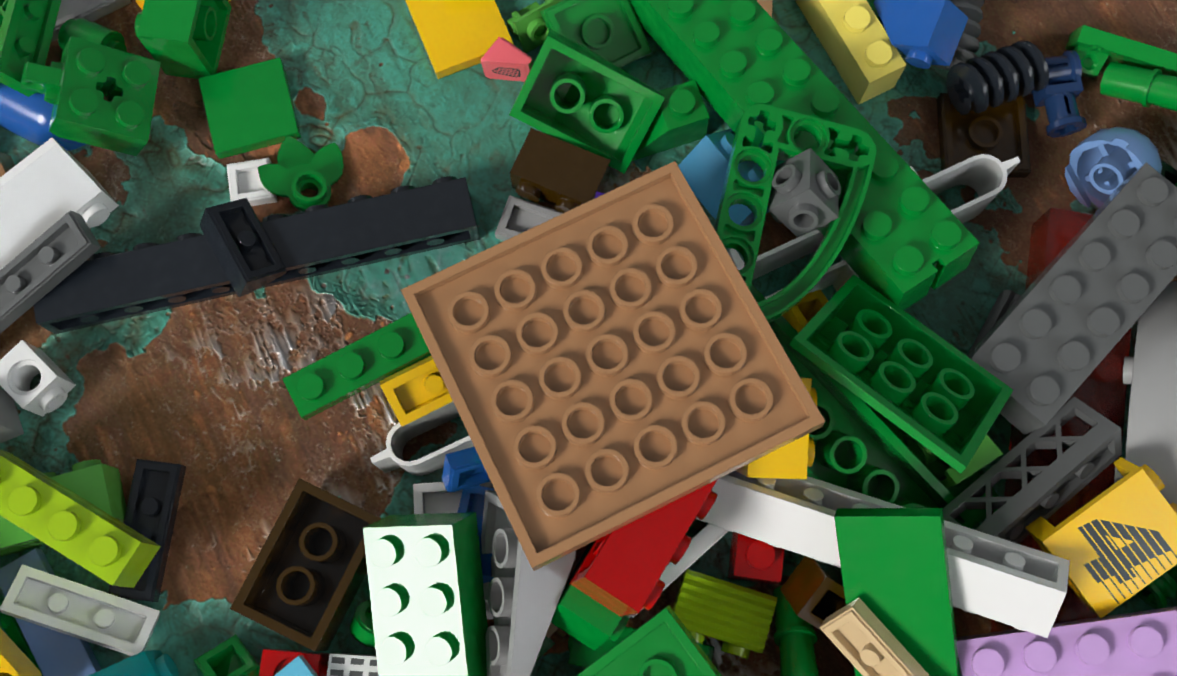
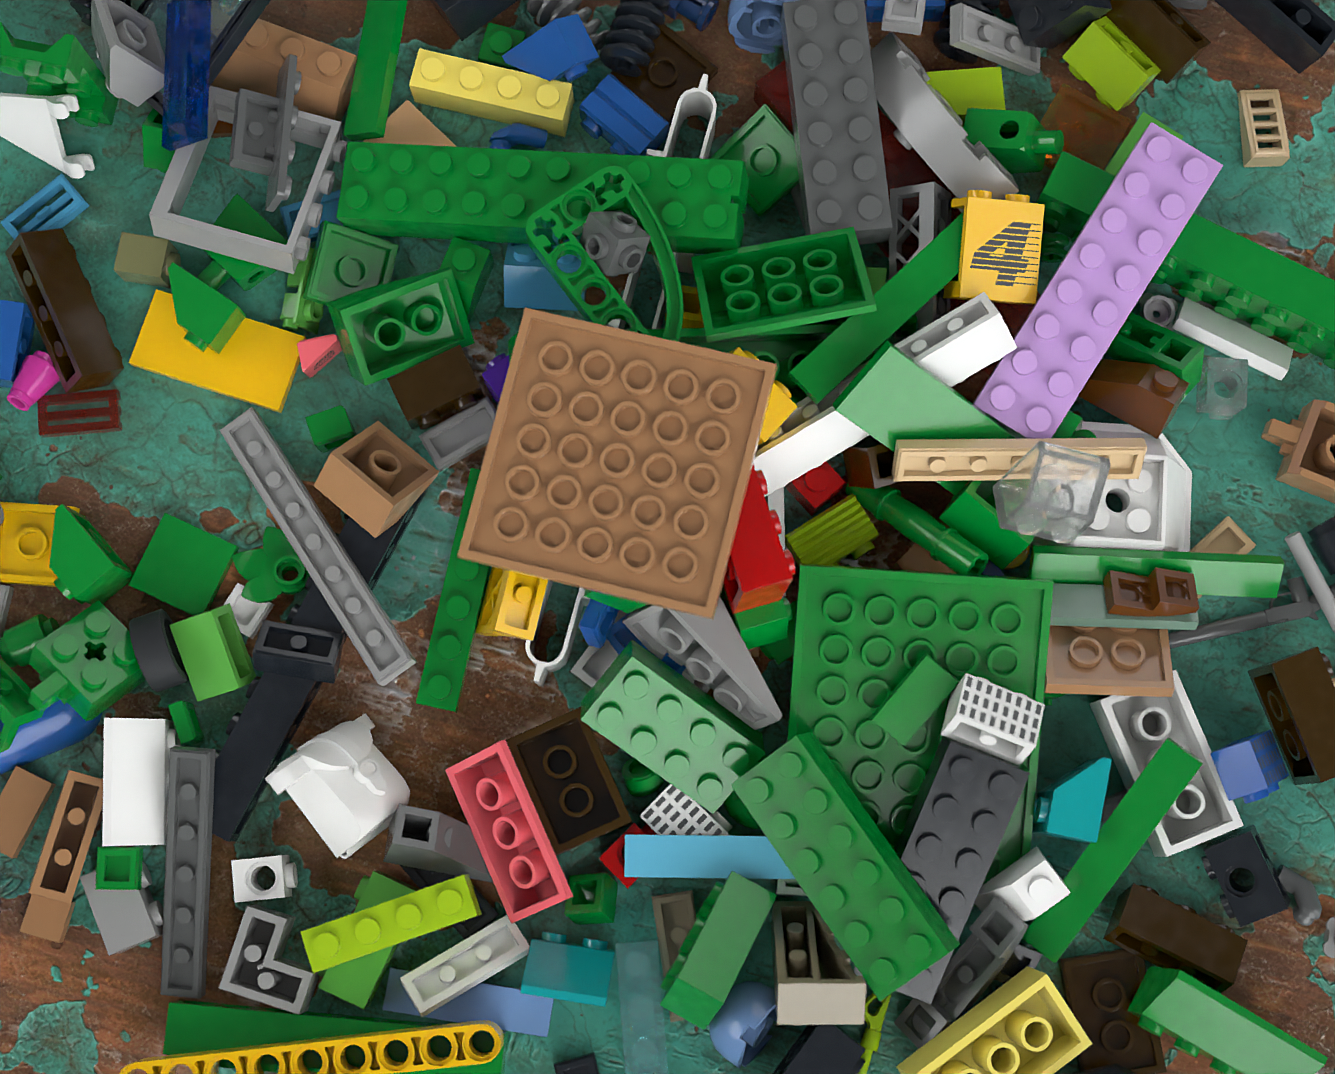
camera: 50 degrees left, 5 degrees up
(118, 212) = (186, 723): none -> green tile
(152, 376) = (343, 785): none -> white piece
(156, 140) = (157, 650): none -> black tyre
(171, 508) = (433, 843): none -> dark grey slope
(190, 181) = (213, 652): none -> bright green brick
(220, 554) = (508, 832): none -> coral slope
(340, 197) = (318, 547): none -> light grey tile
(436, 183) = (375, 478): none -> medium nougat slope
(454, 123) = (330, 428): none -> green slope
(828, 65) = (518, 134): none -> blue arm
(917, 127) = (622, 119): none -> blue brick
(978, 489) = (895, 305): none -> green tile
(996, 275) = (768, 156): none -> green tile

